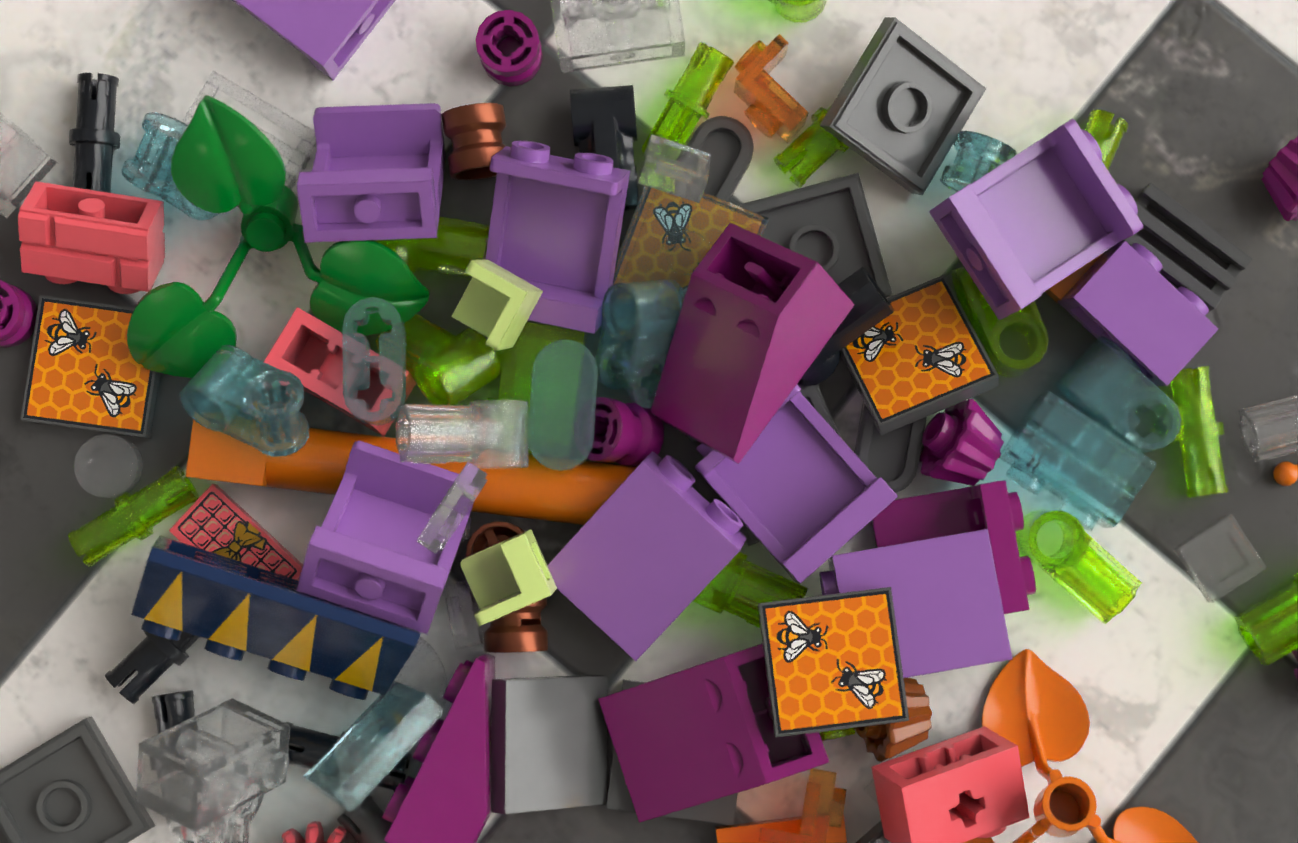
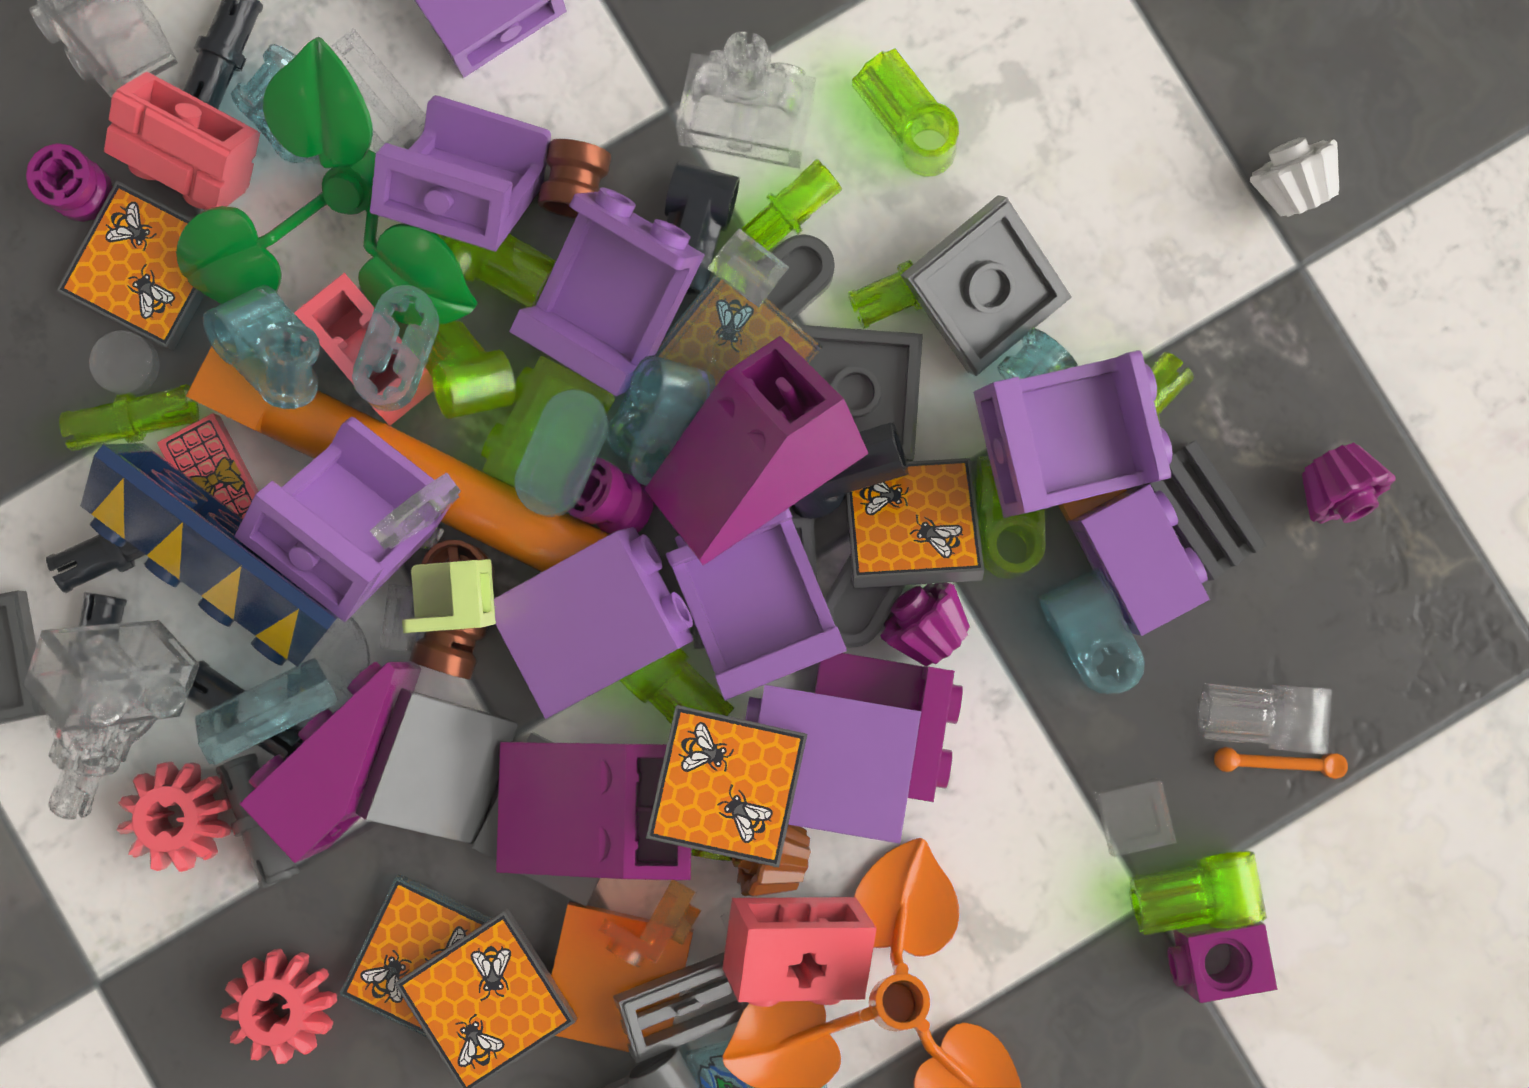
camera: 15 degrees right, 0 degrees up
(482, 433) = (472, 452): clear piece -> none
(496, 303) = (532, 334): yellowish green panel -> none
(509, 61) = (634, 115): magenta wheel -> none
(770, 105) = (861, 240): clear orange bracket -> none
(1075, 462) = (1030, 678): clear light blue brick -> none
(1080, 565) = (1000, 777): clear neon green piece -> none
(1199, 433) = (1157, 691): clear neon green pin -> none

